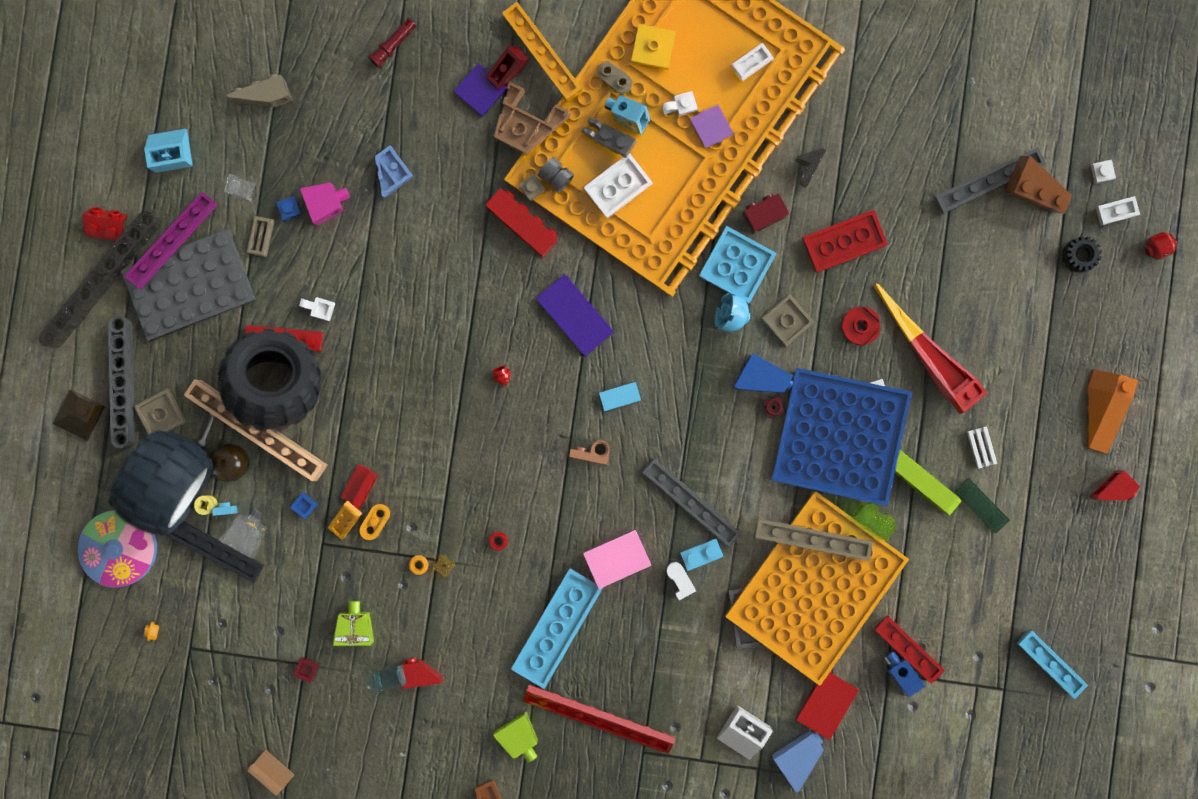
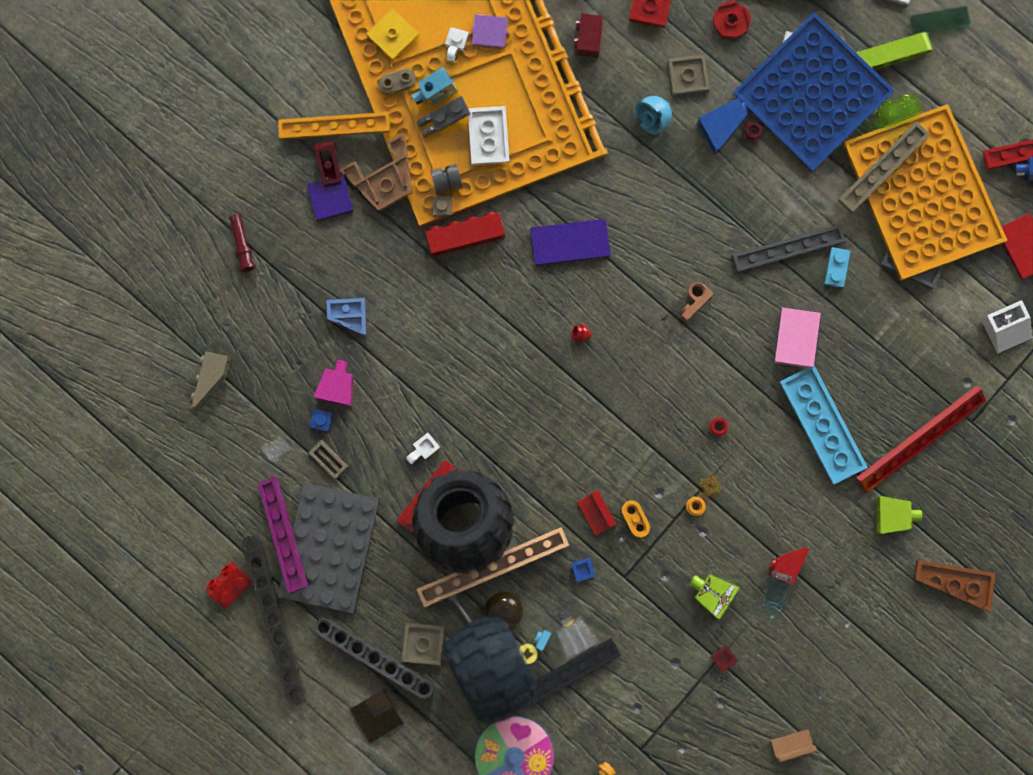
camera: 60 degrees left, 5 degrees down
(168, 151) = (203, 488): medium azure slope -> none
(344, 520) = (618, 542): light orange plate -> none
(620, 396) = (662, 249): medium azure tile -> none
(677, 572) = (847, 296): white leg -> none
(737, 264) = (616, 84): medium azure plate -> none

